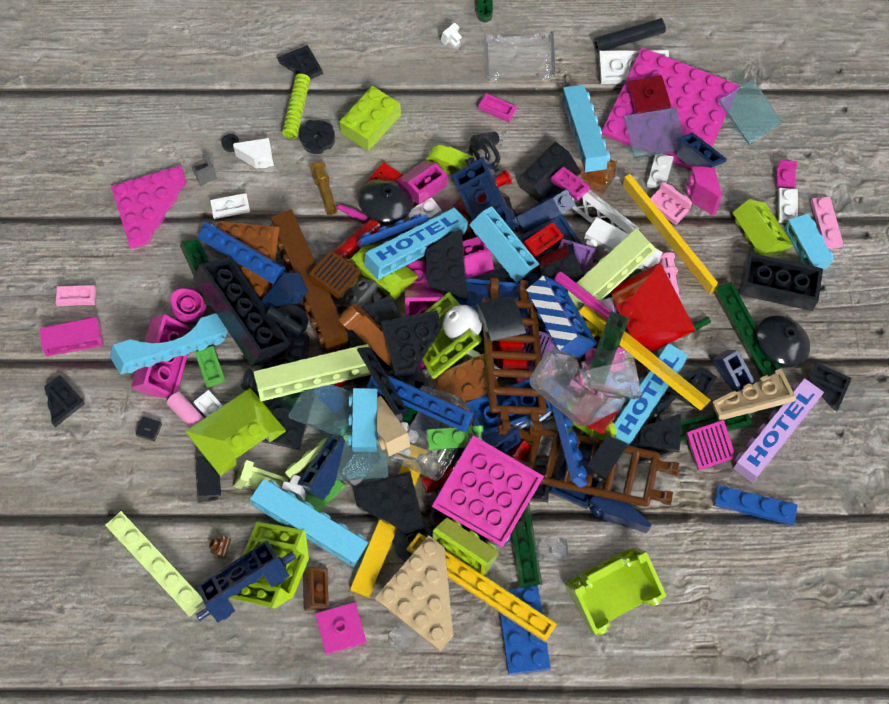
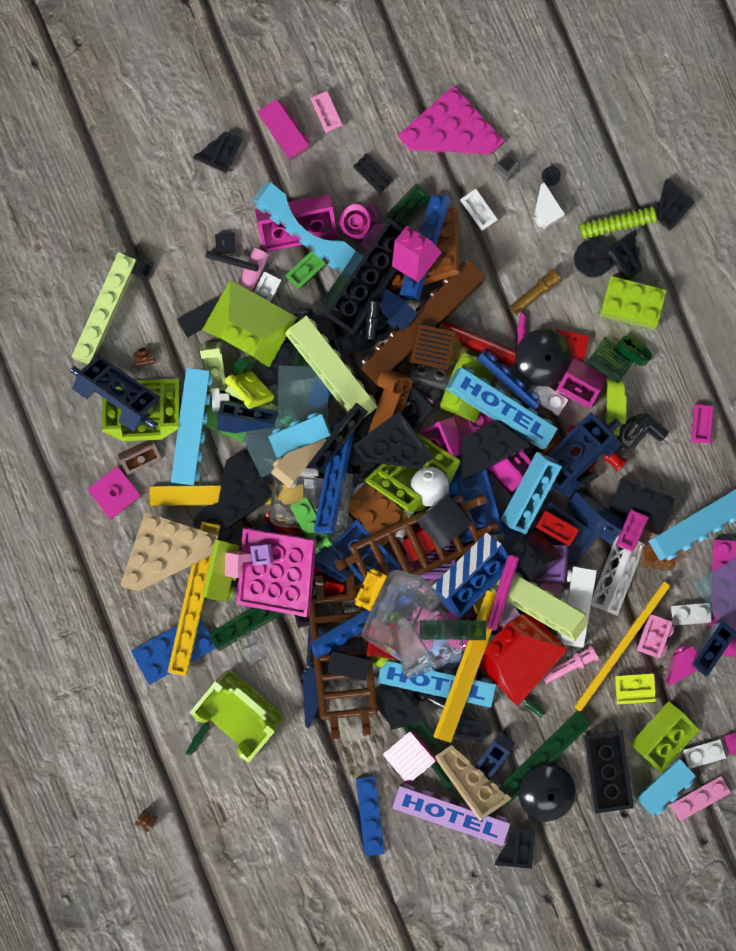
camera: 70 degrees right, 20 degrees up
(133, 512) = (142, 268): none -> black tile
(152, 276) = (378, 168): none -> black tile
(168, 426) = (232, 261): none -> black bar
(242, 255) = (414, 254): none -> dark pink slope
(273, 452) = (243, 365): none -> dark green beam
(297, 453) = (250, 389): none -> neon yellow plate
(328, 110) = (626, 255): none -> black wing
(412, 132) = (634, 350): none -> dark green beam
(412, 149) = (610, 360): none -> clear green tile
(464, 524) = (234, 563): none -> bright pink panel
(465, 494) = (261, 554): none -> medium lavender plate
(540, 406) = (373, 585): none -> yellow hinge
(623, 641) = (197, 739): none -> dark green piece
(711, 236) = (635, 688): none -> neon yellow plate

